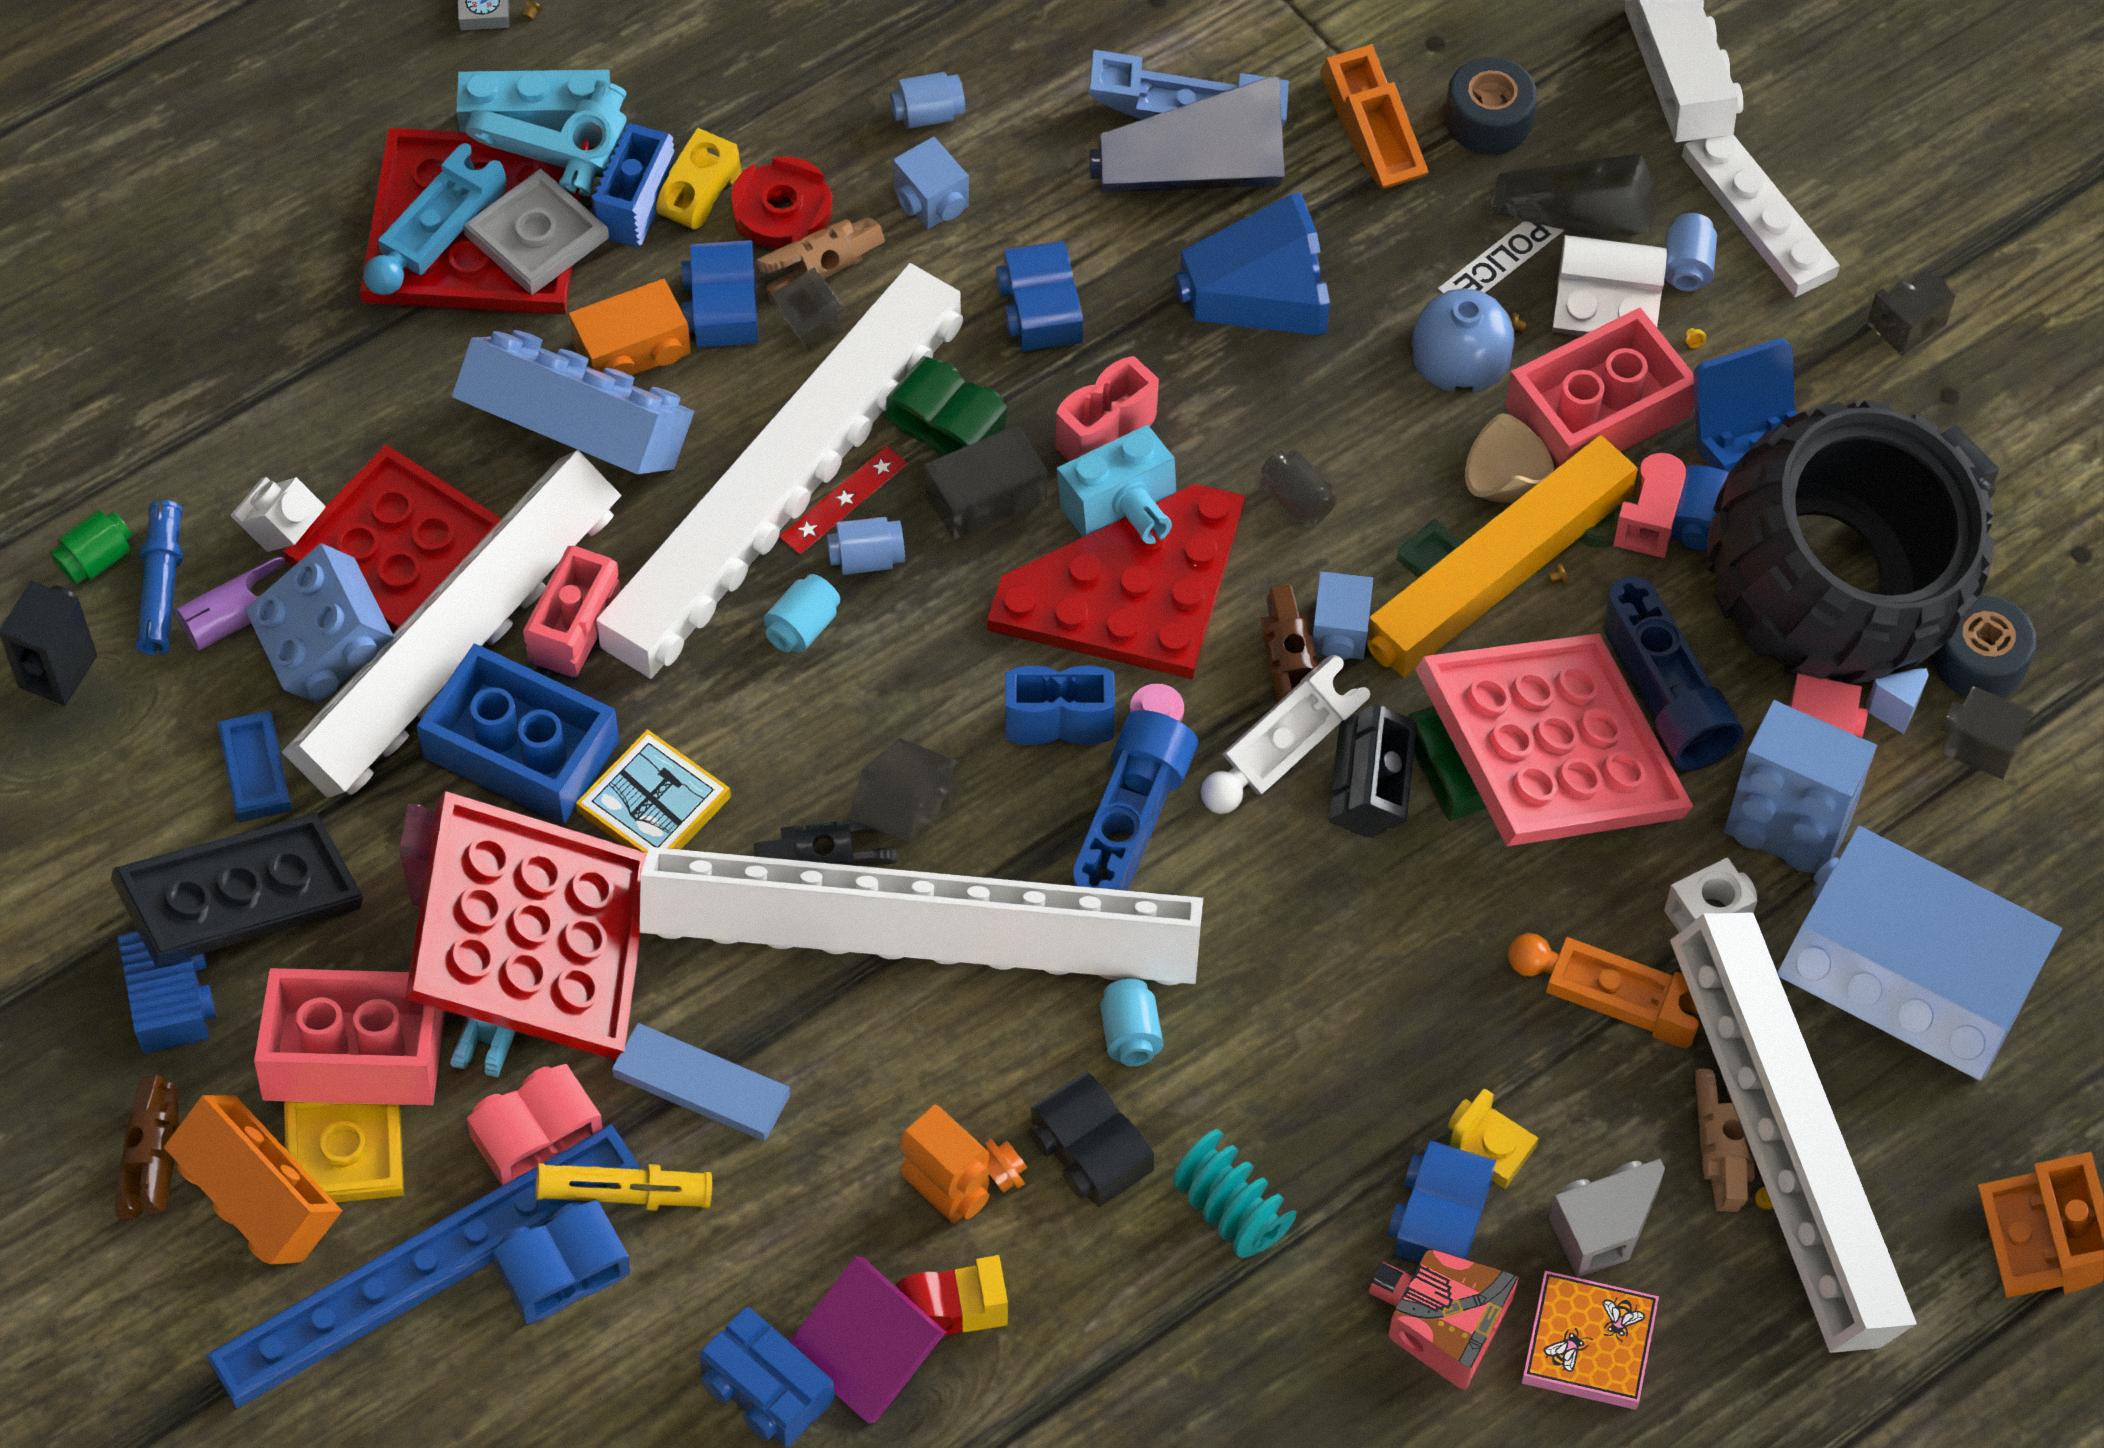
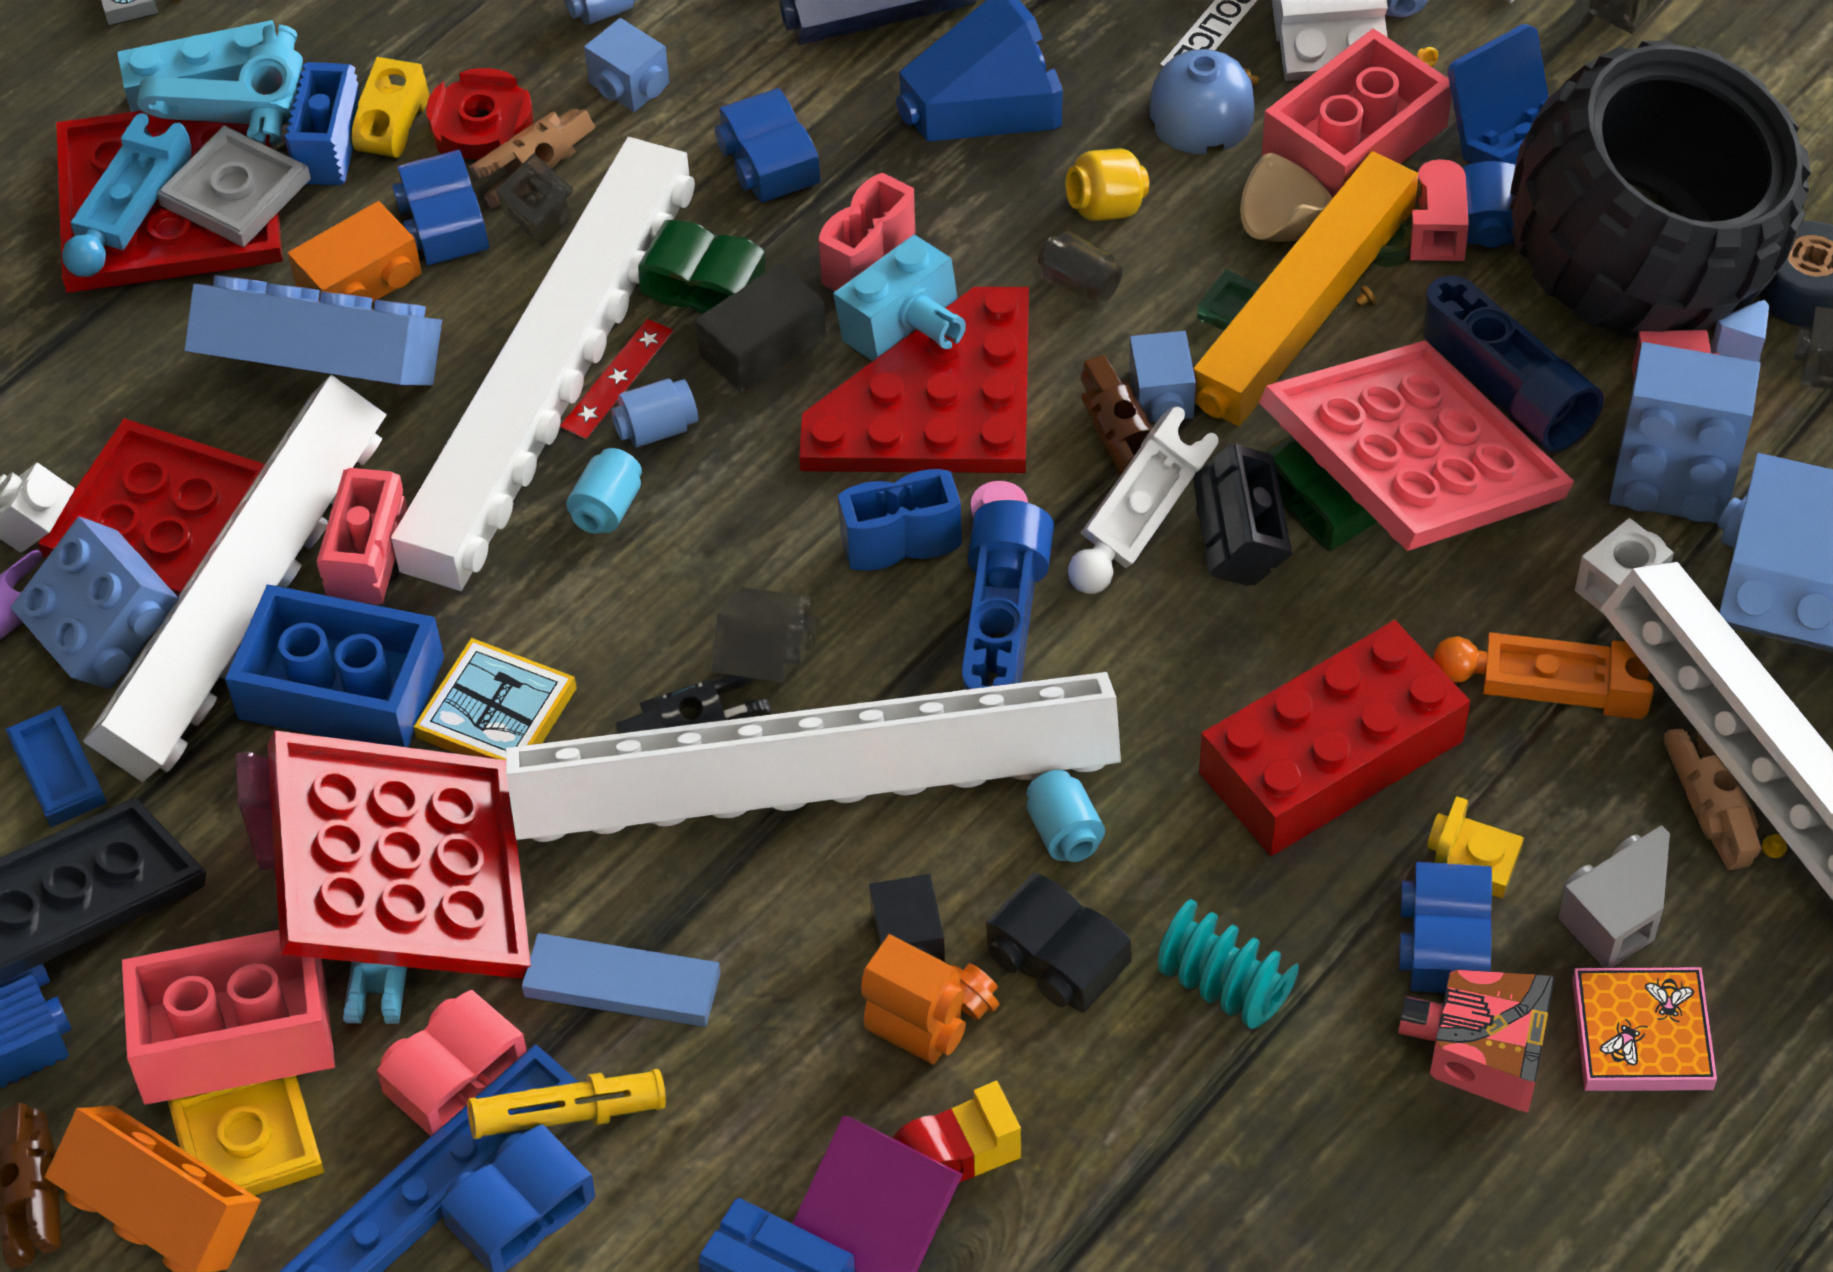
camera: 10 degrees left, 5 degrees down
(965, 1088) = (908, 912): none -> black brick
(1347, 407) = (1106, 184): none -> yellow head
(1394, 1004) = (1333, 737): none -> red piece

